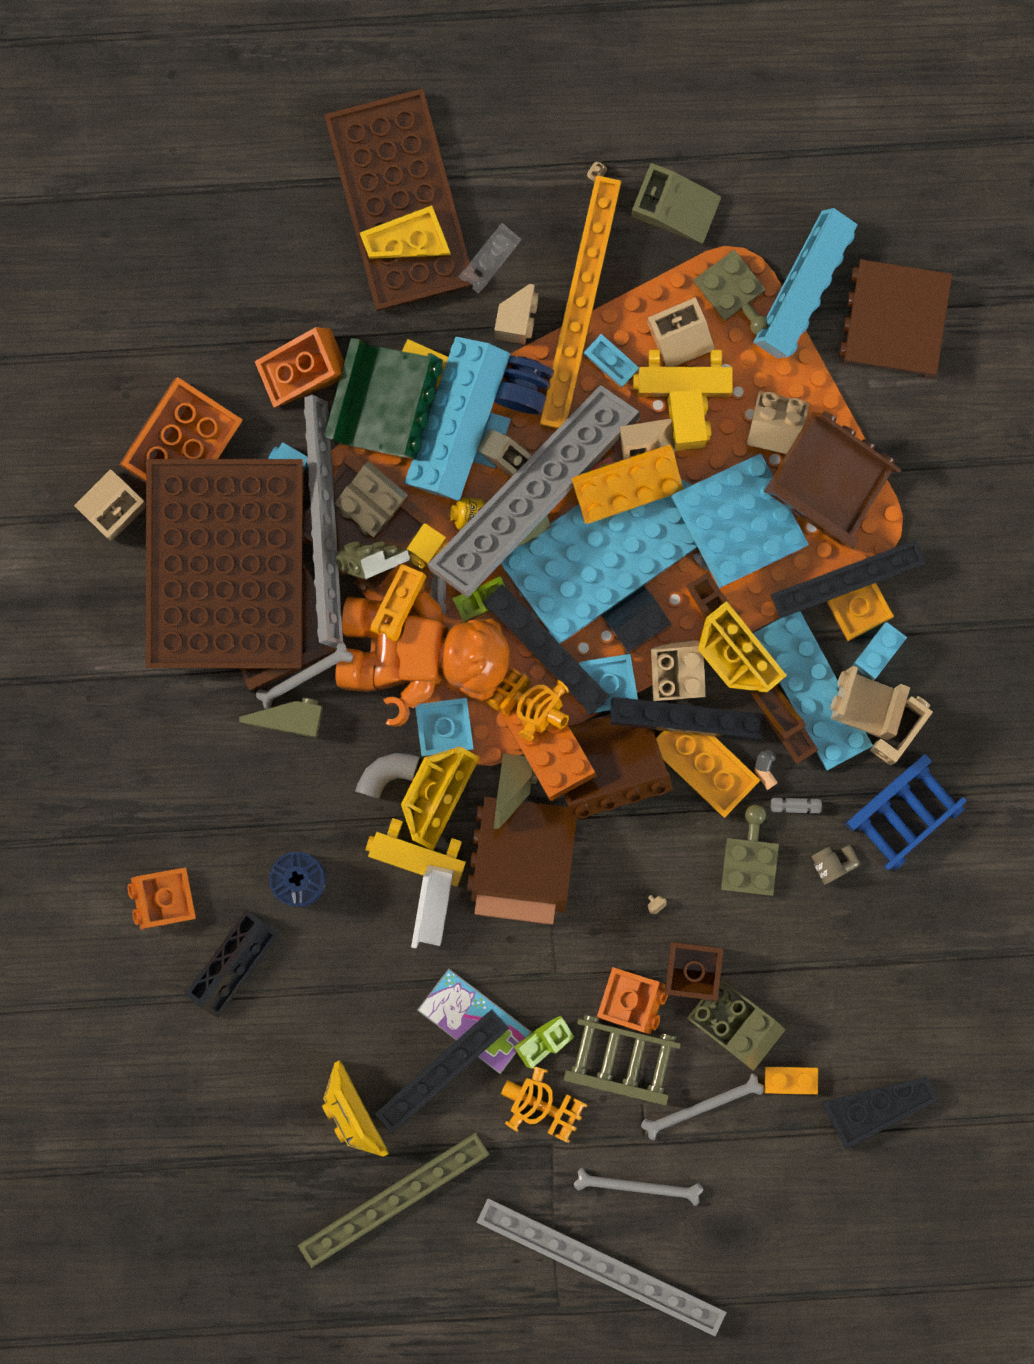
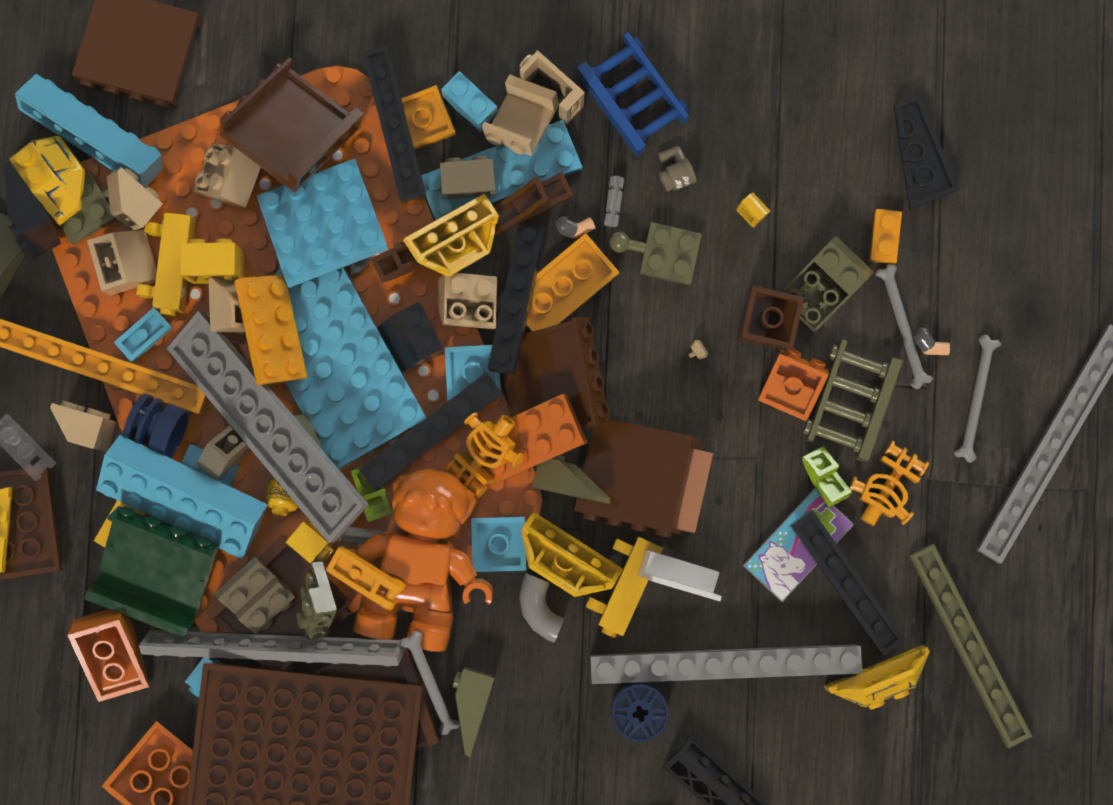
camera: 85 degrees left, 0 degrees up
(351, 959) = (725, 664): none -> light grey brick
(686, 1132) = (928, 344): none -> arm
(706, 241) = (29, 221): none -> black slope
(738, 333) = (130, 200): none -> tan slope
(758, 253) = (52, 175): none -> yellow wedge
(800, 657) = (467, 178): none -> dark tan brick
(803, 944) = (752, 209): none -> yellow brick

